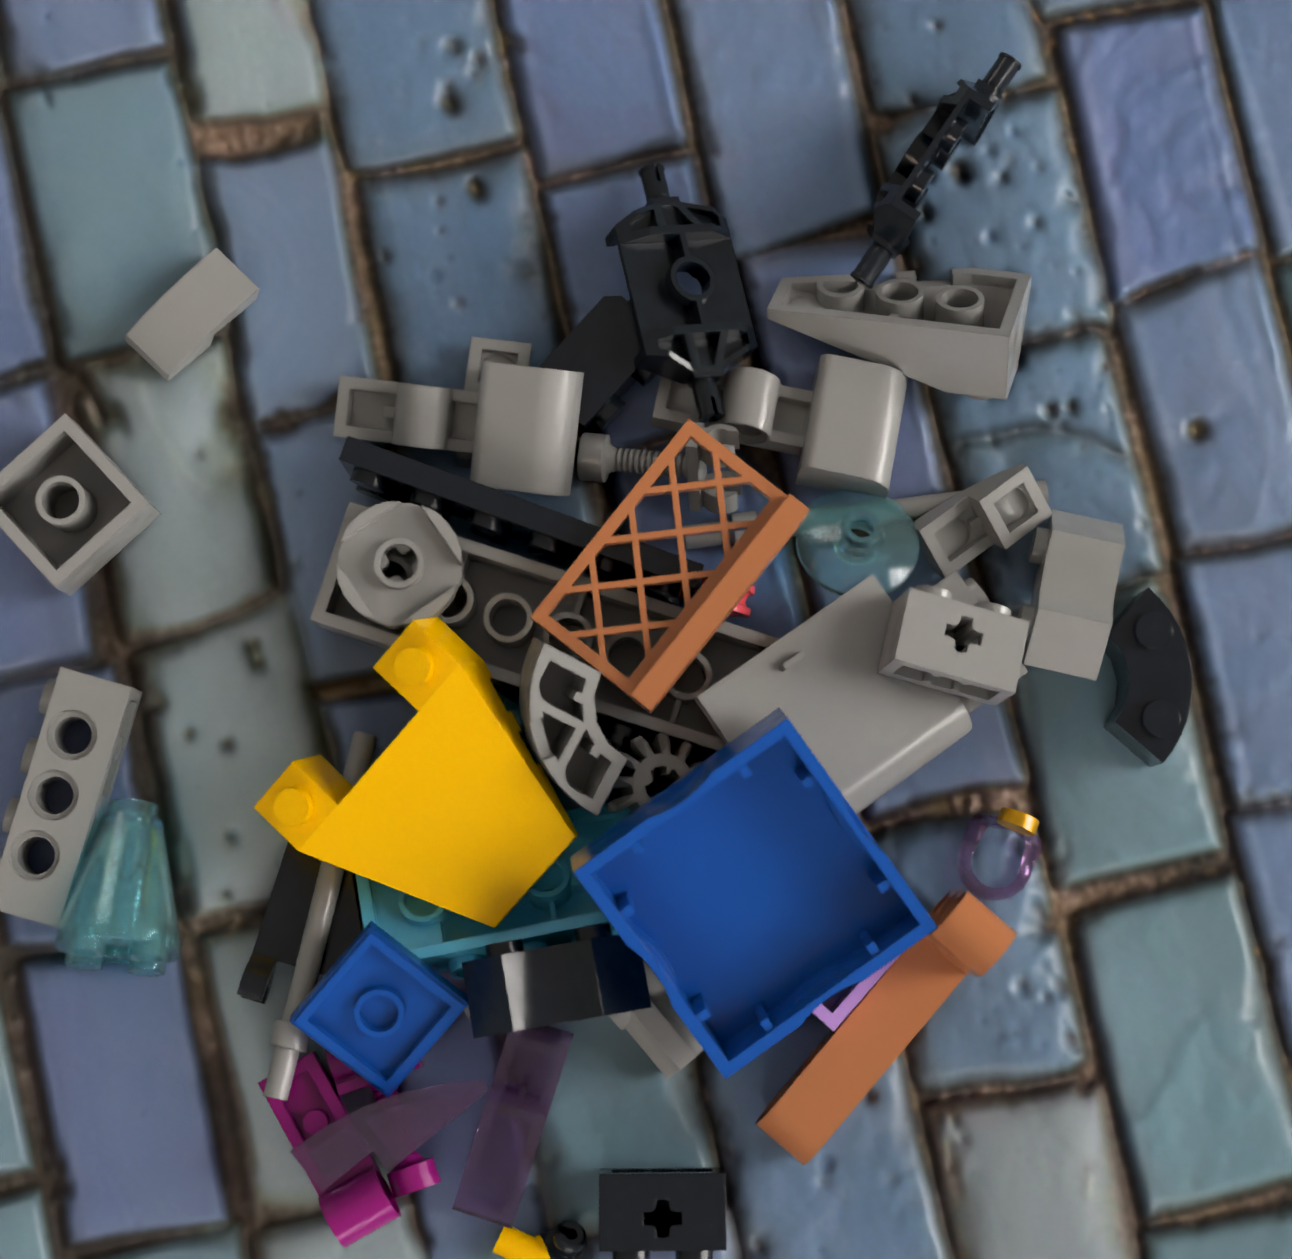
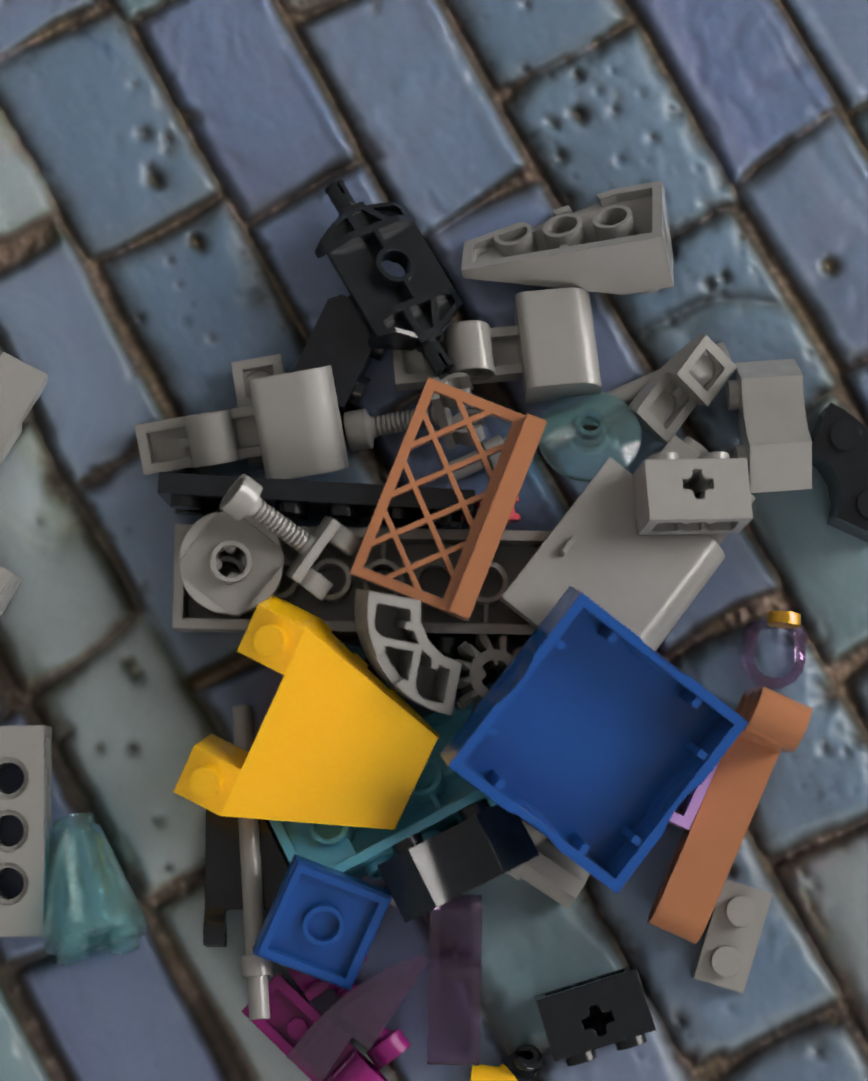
camera: 20 degrees left, 0 degrees up
(435, 497) = (245, 500): none -> light grey bar
(848, 1169) = (732, 936): none -> light grey plate
(896, 205) = (565, 73): black plate -> none

